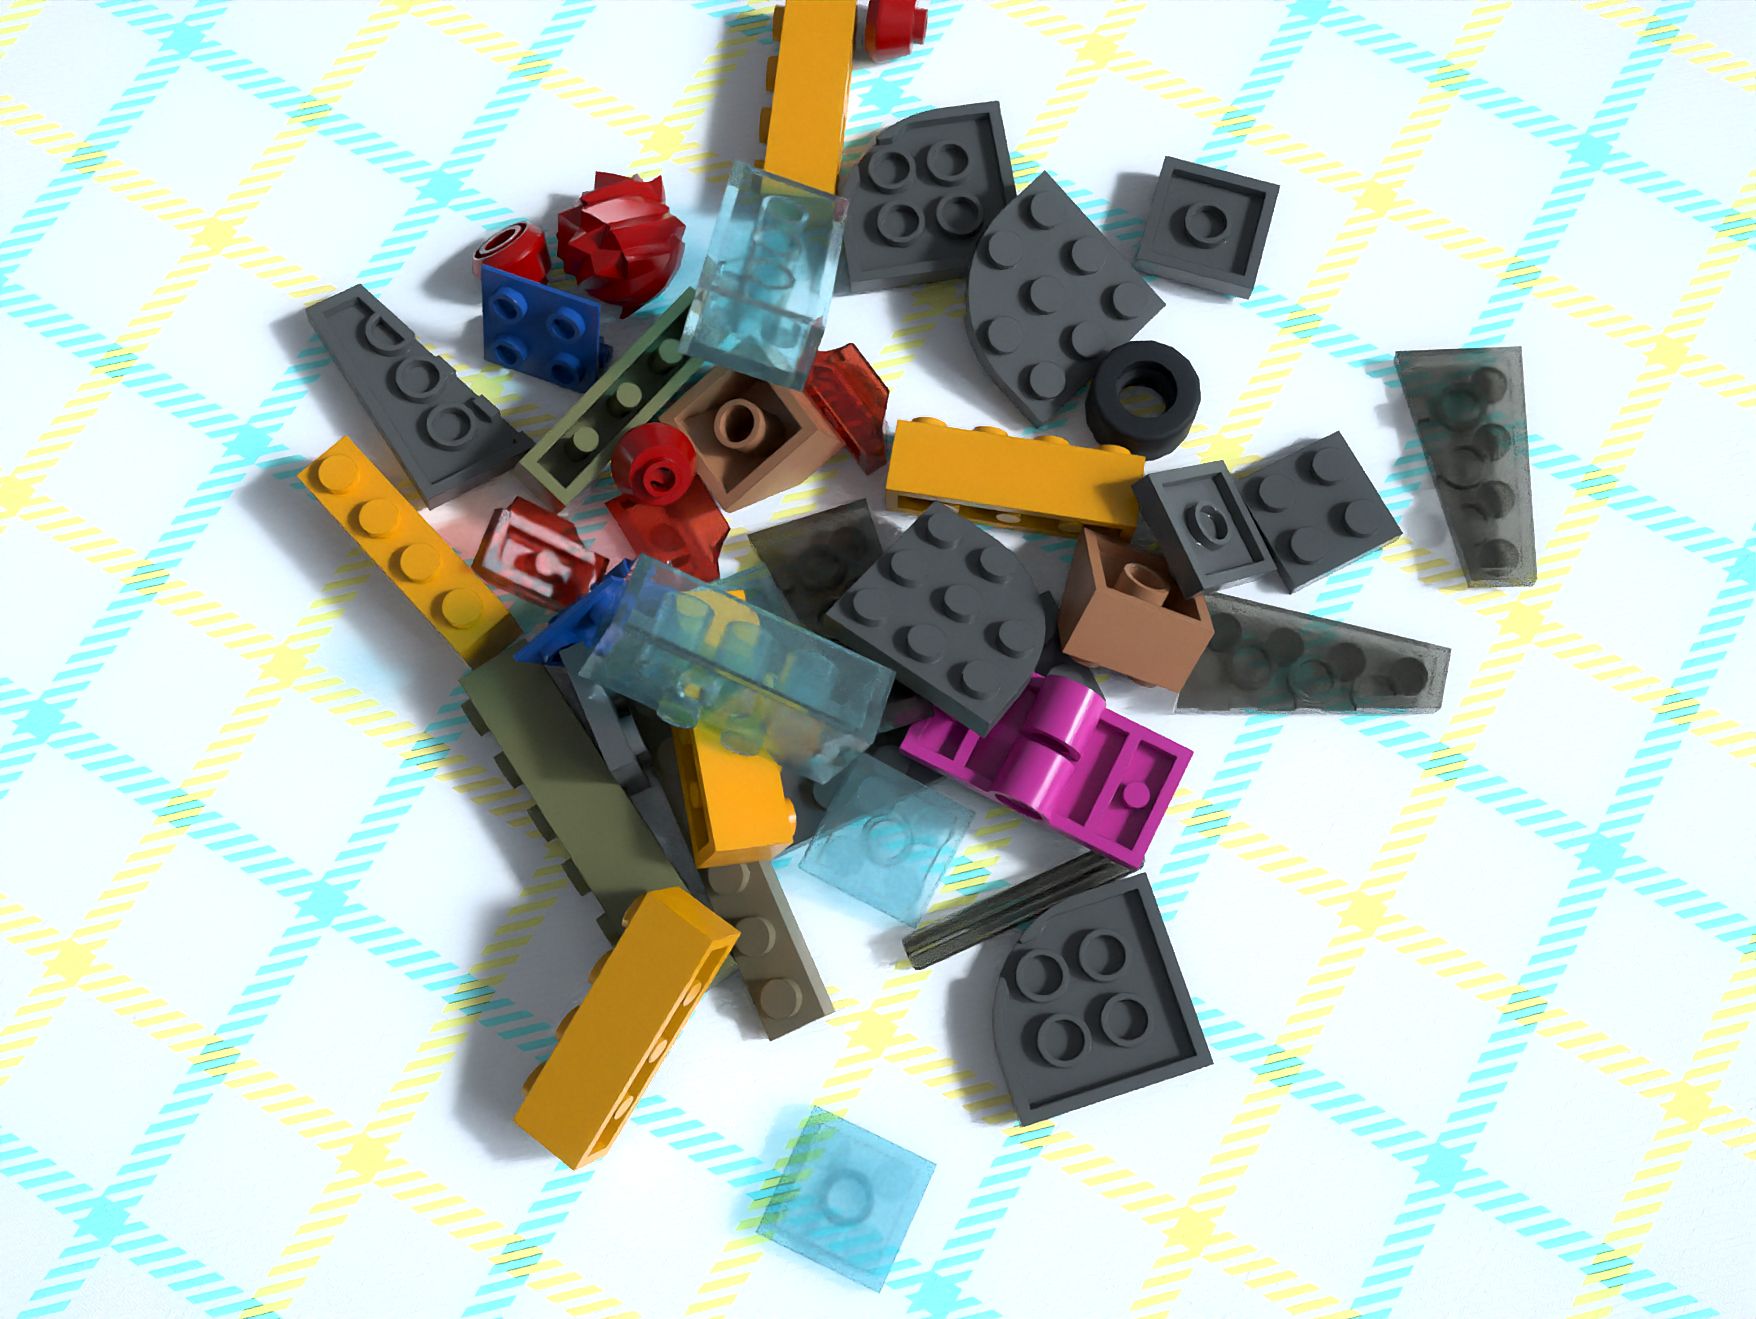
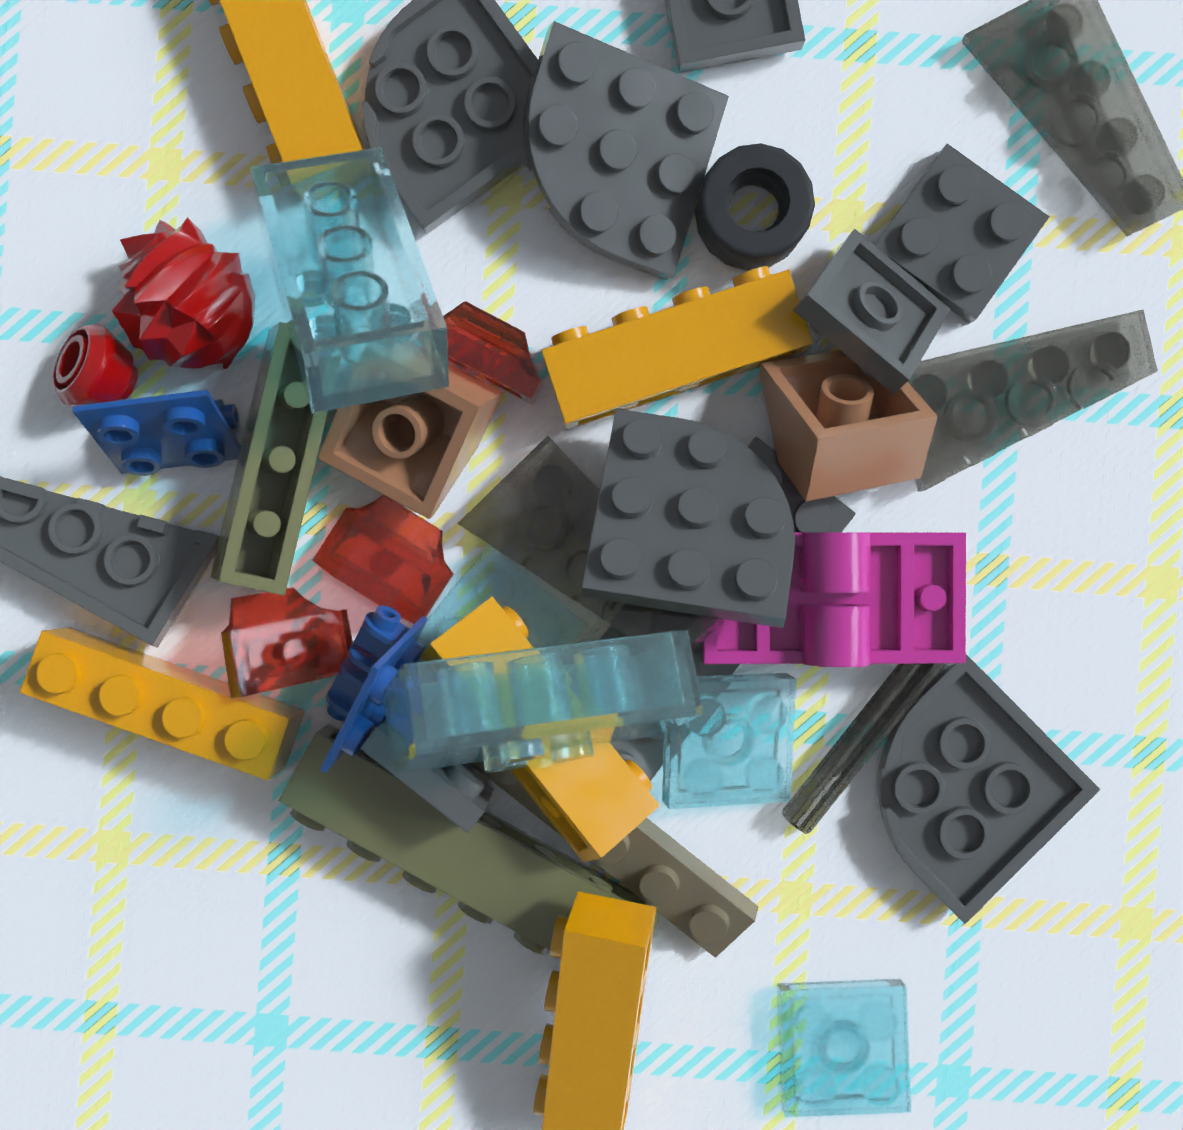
camera: 30 degrees left, 15 degrees up
(653, 464) = (343, 514): red cone -> none

